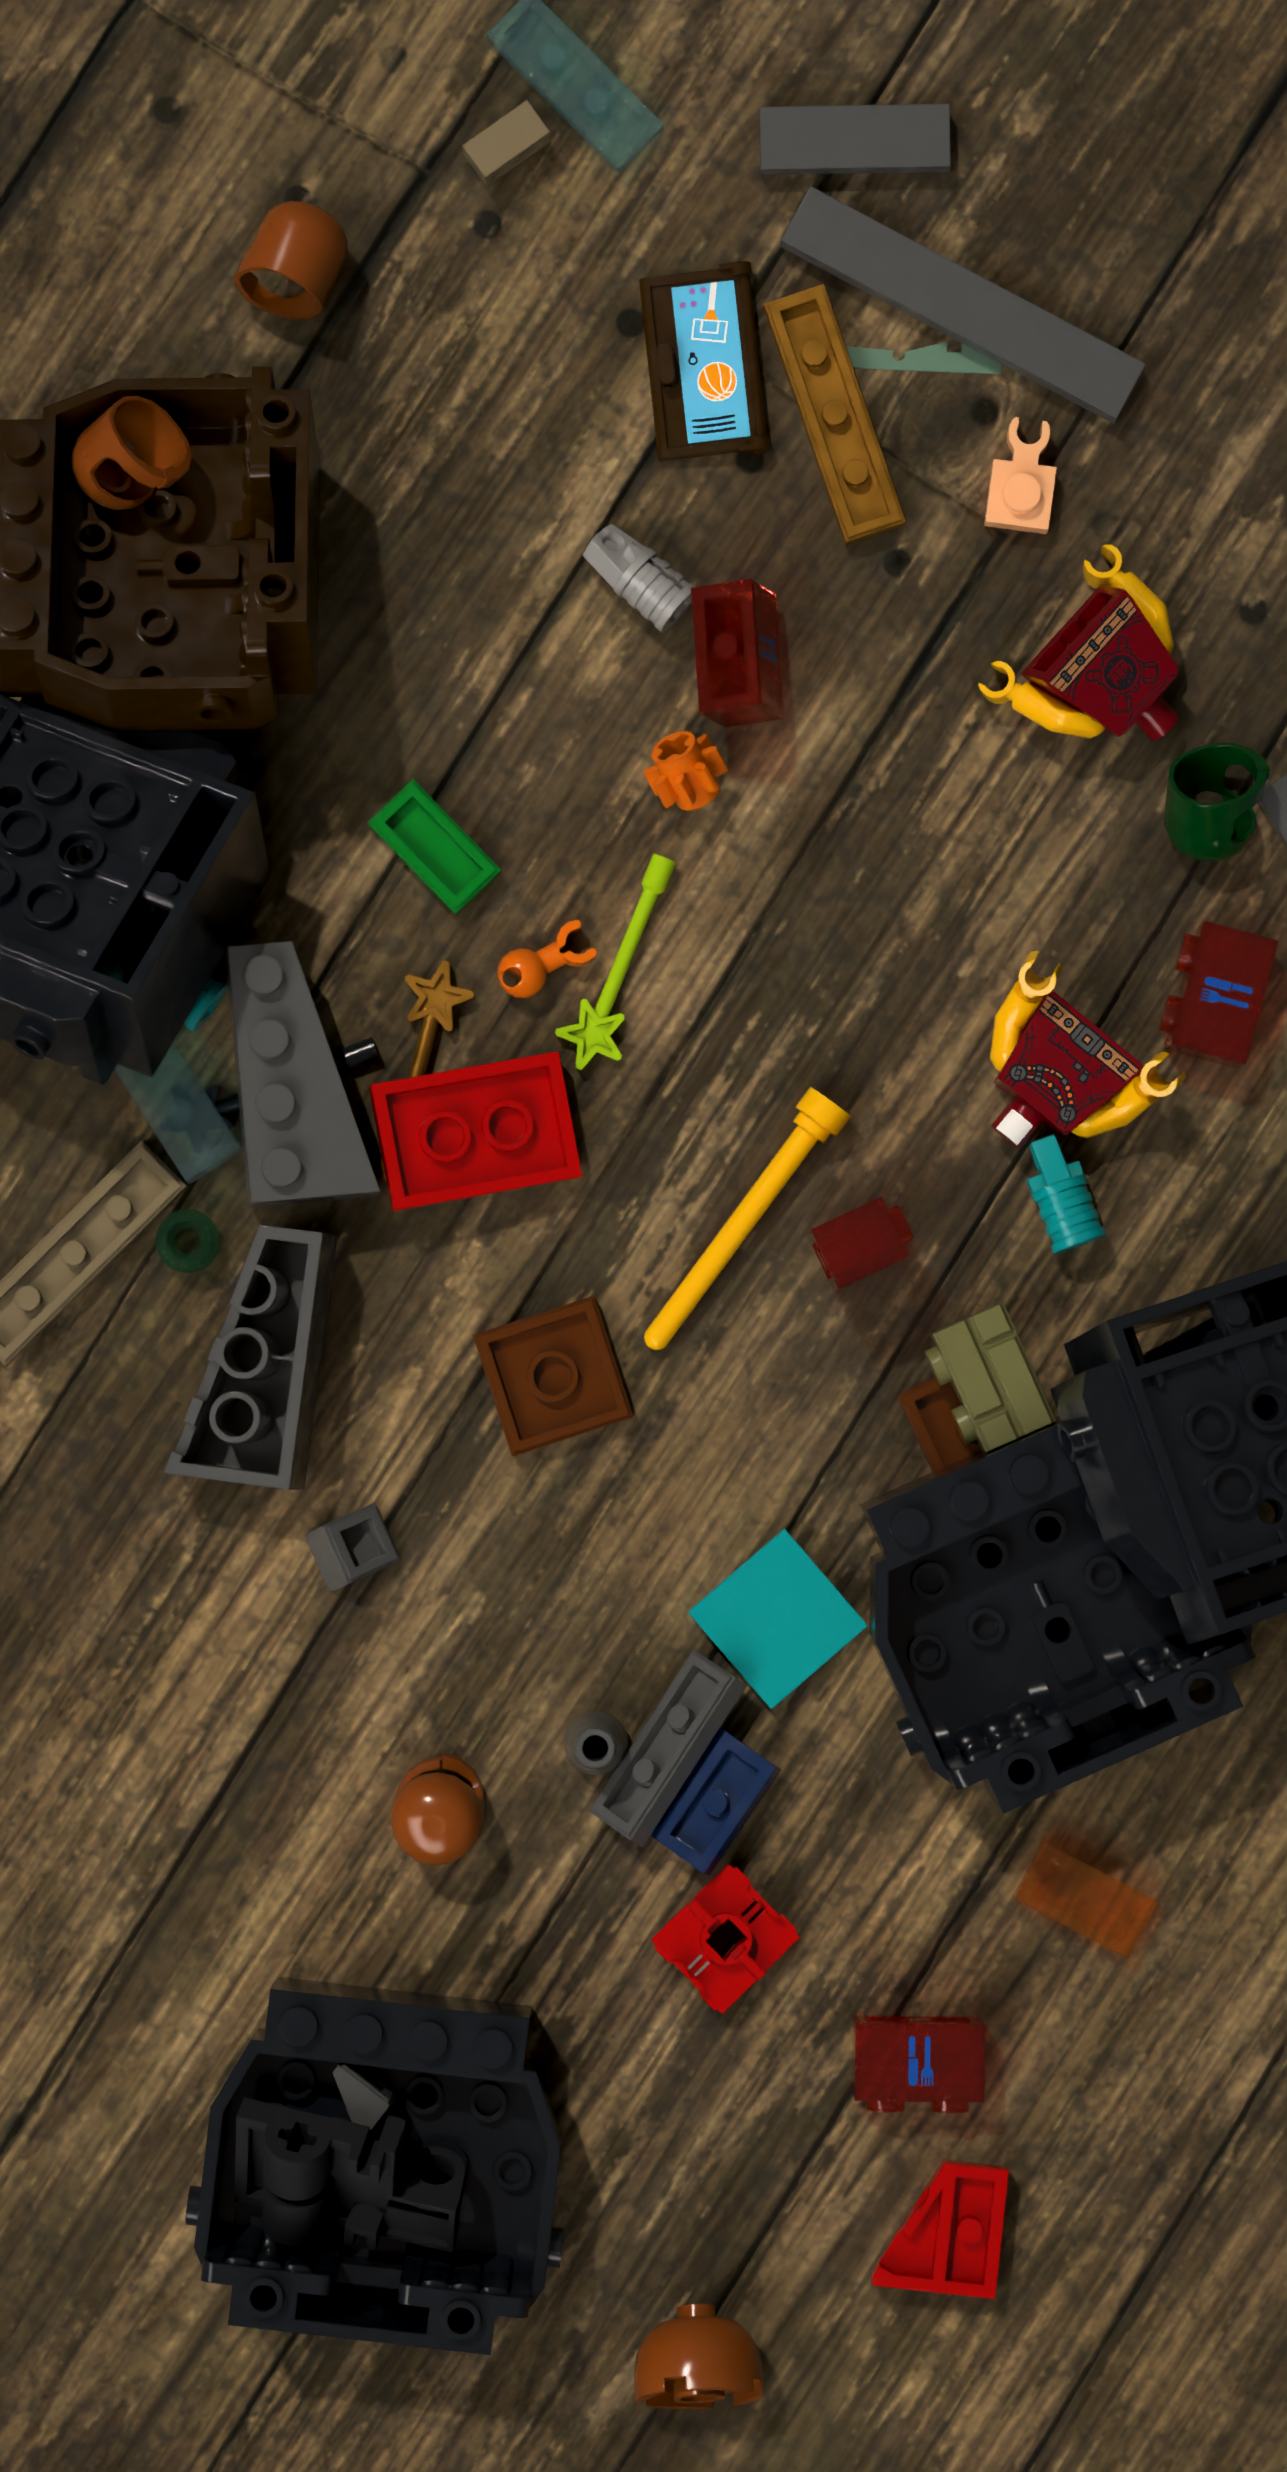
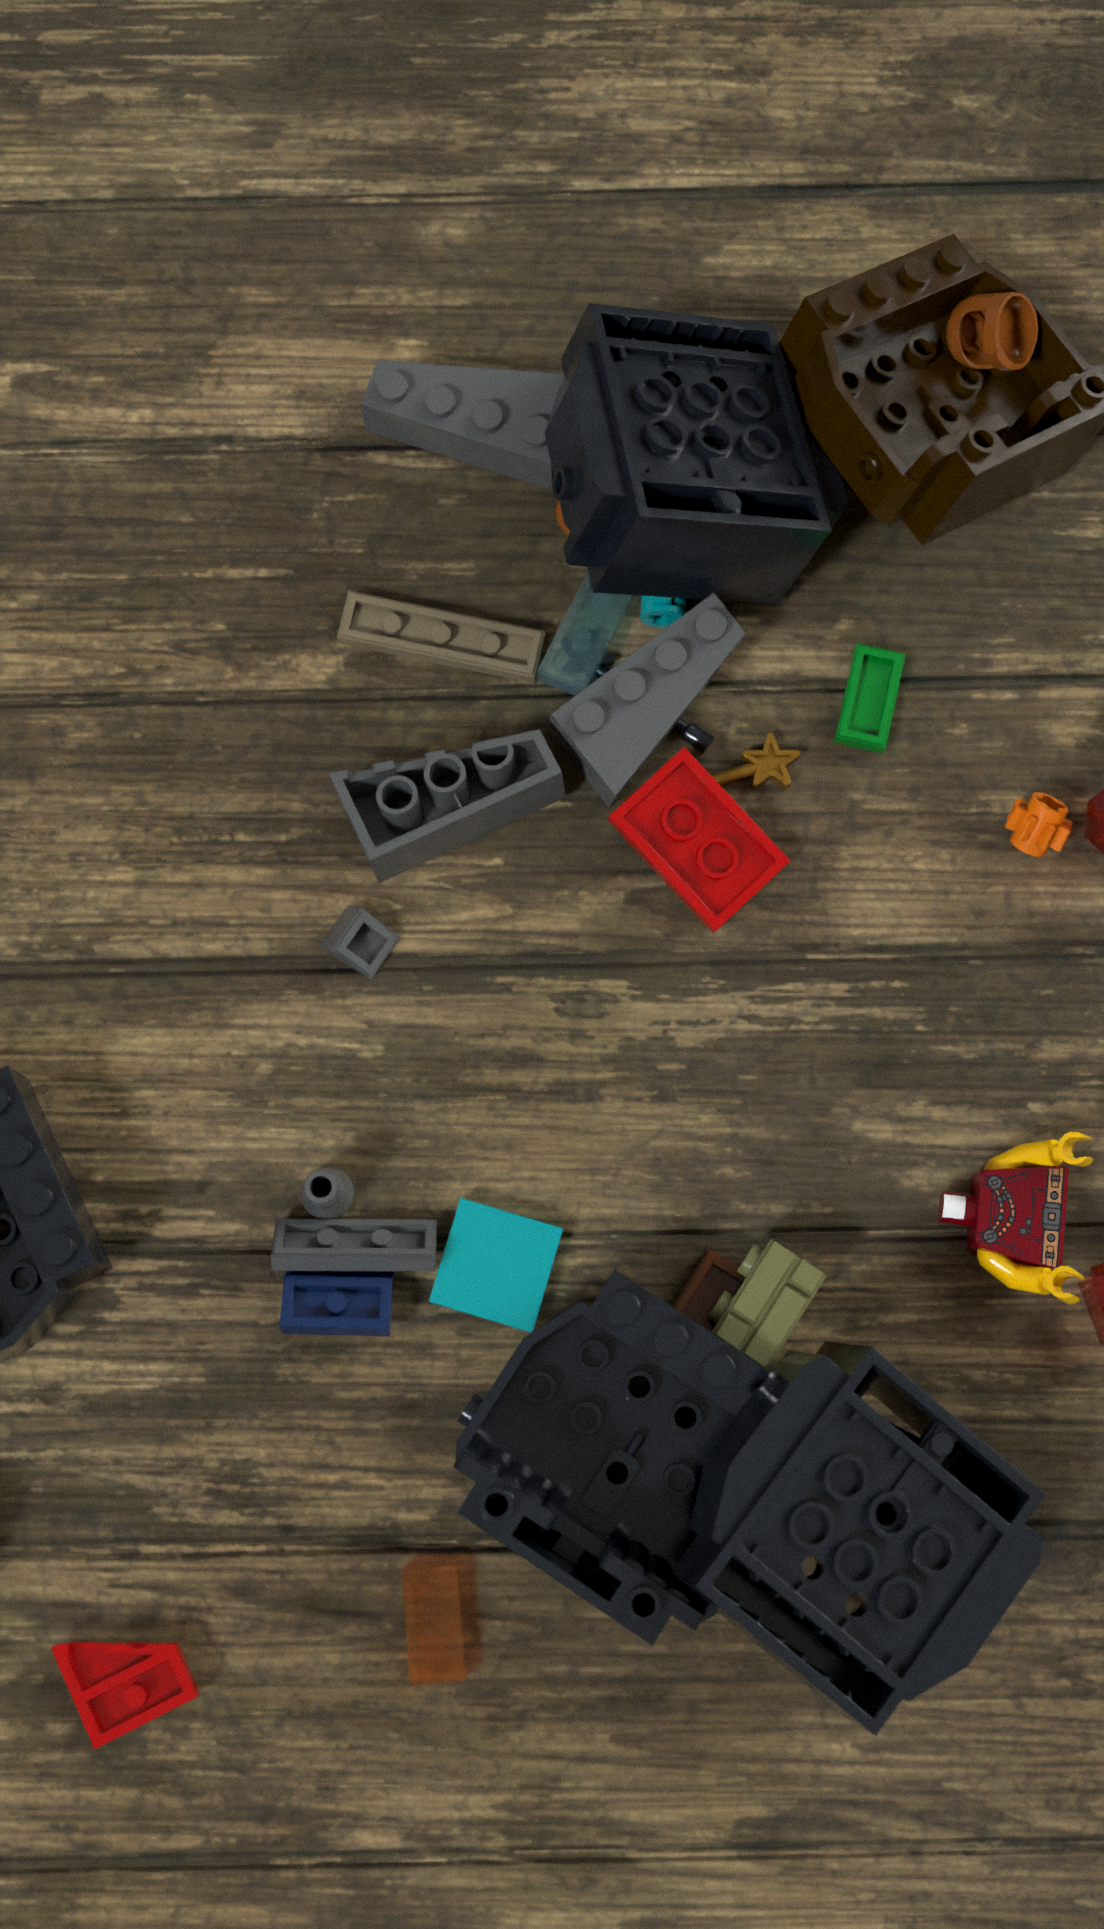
camera: 60 degrees right, 10 degrees down
(167, 1241) = (493, 689): clear green plate -> none
(436, 1813) = (206, 1111): dark orange helmet -> none
(532, 967) = (834, 811): orange arm -> none
(553, 1376) = (565, 1001): reddish brown tile -> none
(595, 1025) = (823, 880): lime piece -> none
(764, 1939) = (211, 1386): red piece -> none
(814, 1122) = (861, 1067): yellow piece -> none
(860, 1242) = (801, 1147): clear red brick -> none
(918, 2061) = (237, 1574): clear red brick -> none
(1063, 1198) = (925, 1276): teal hinge -> none

